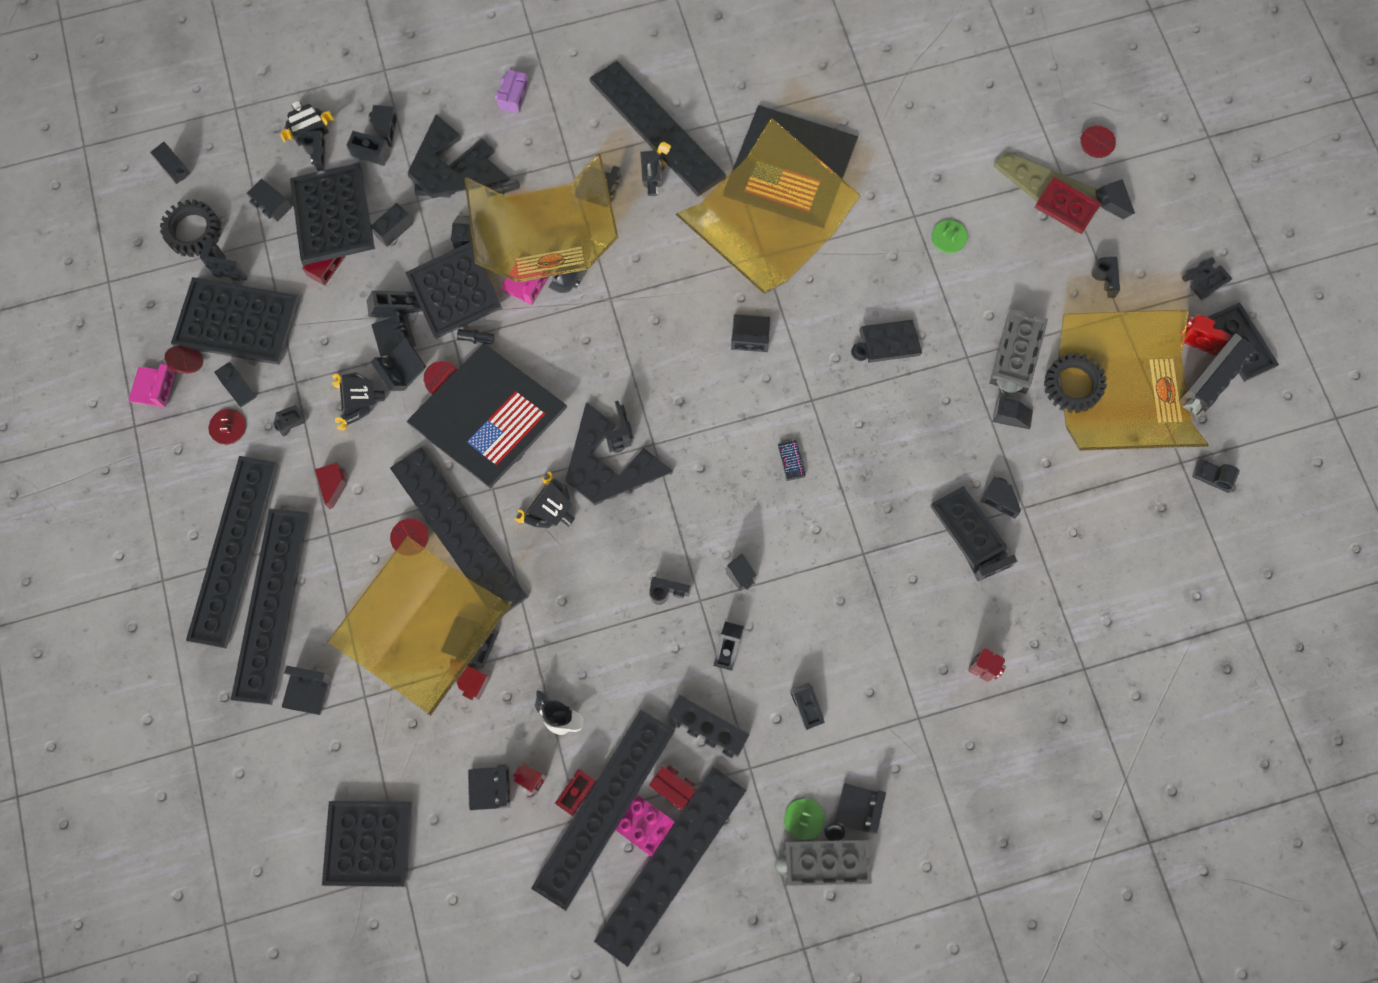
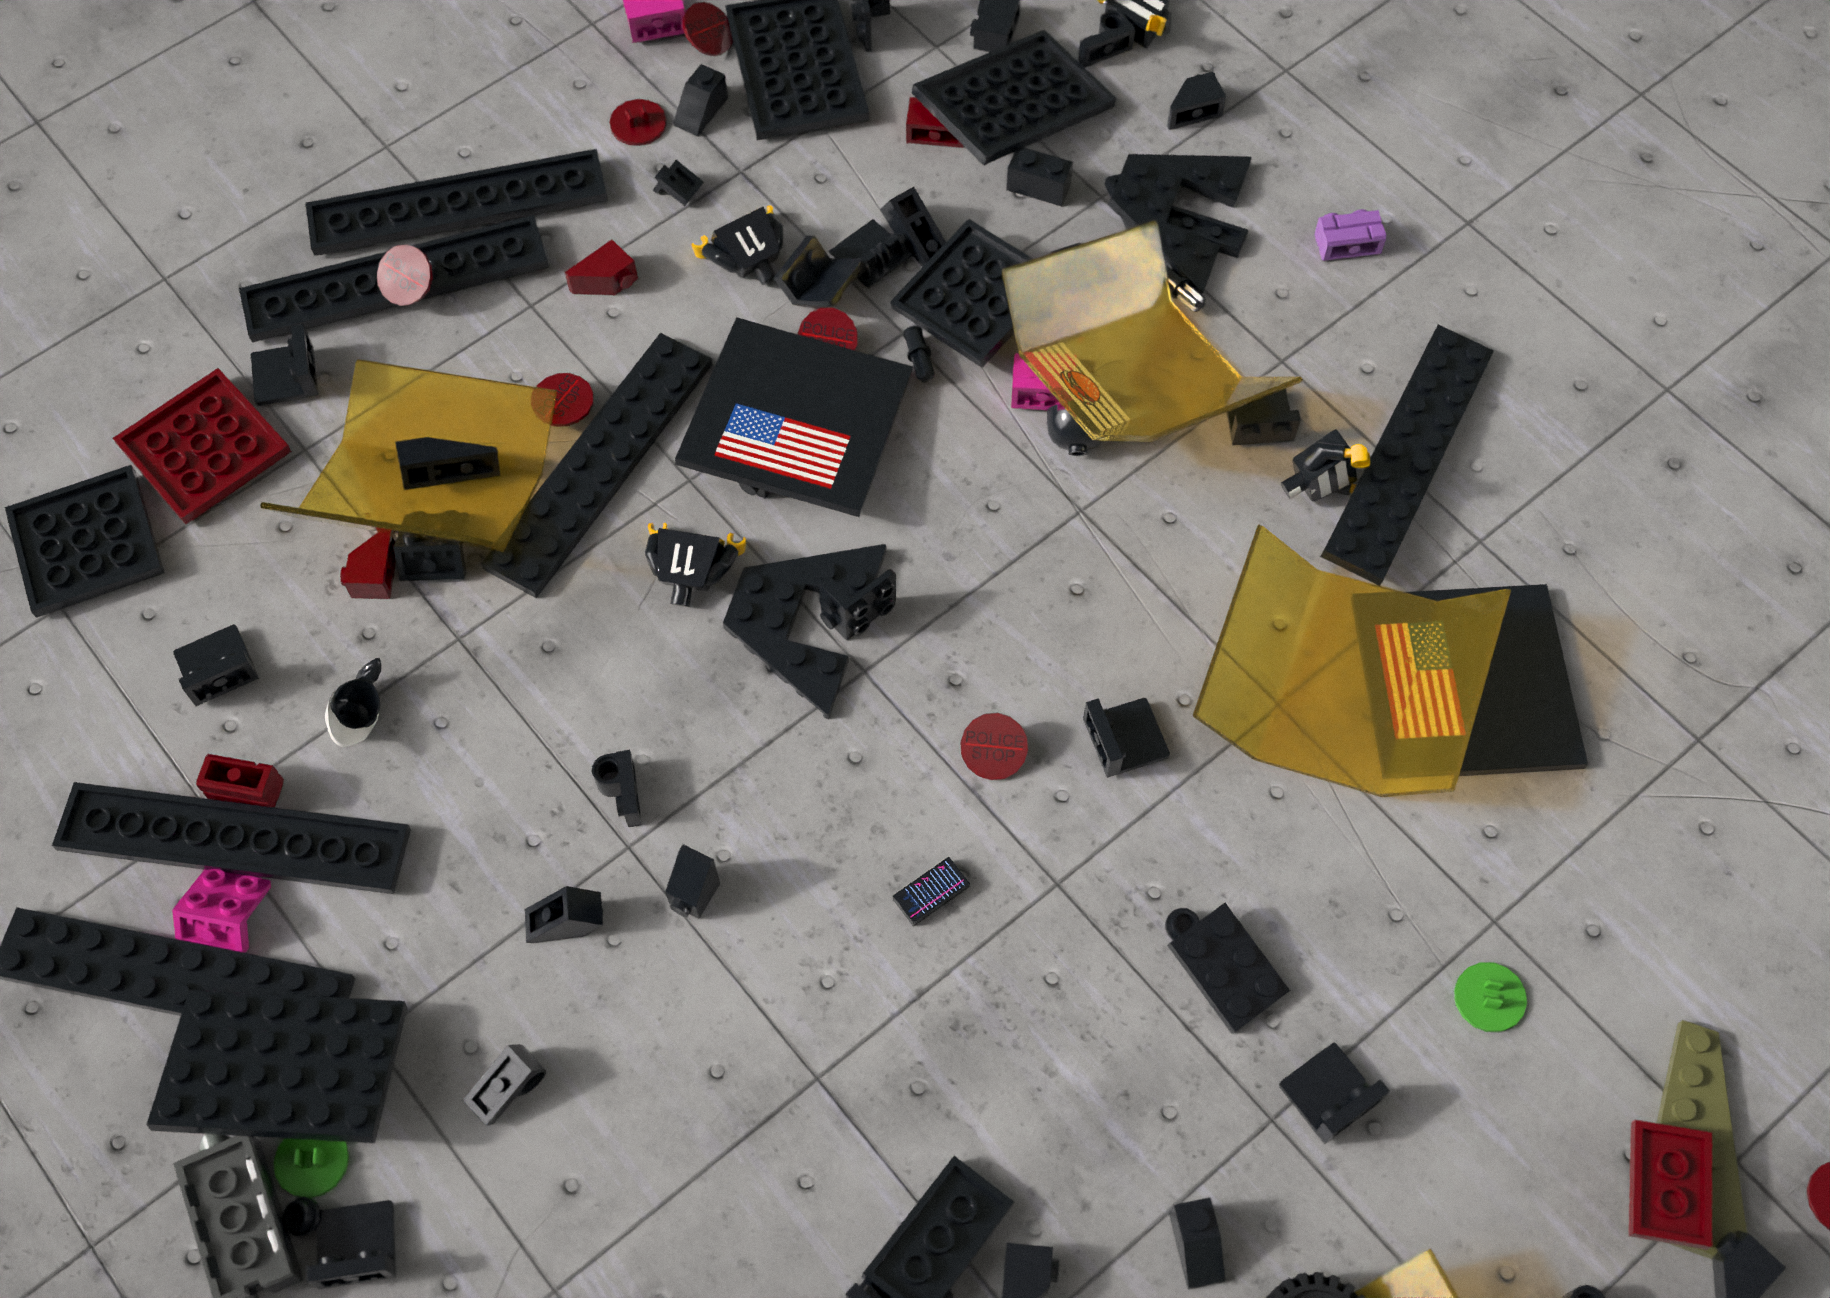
camera: 65 degrees right, 10 degrees down
(279, 595) = (404, 275): none -> piece
(334, 755) = (202, 445): none -> dark red plate
(368, 148) = (1143, 96): black brick -> none
(420, 620) = (442, 461): none -> black slope
(529, 778) = (241, 711): dark red slope -> none
(673, 787) = (296, 924): dark red brick -> none
(683, 706) = (416, 884): black brick -> none
(729, 396) = (994, 746): none -> dark red piece
(755, 816) = (279, 1066): none -> black plate
(969, 324) = (1331, 1092): none -> black bracket
(1018, 352) = (1320, 1203): dark grey piece -> none

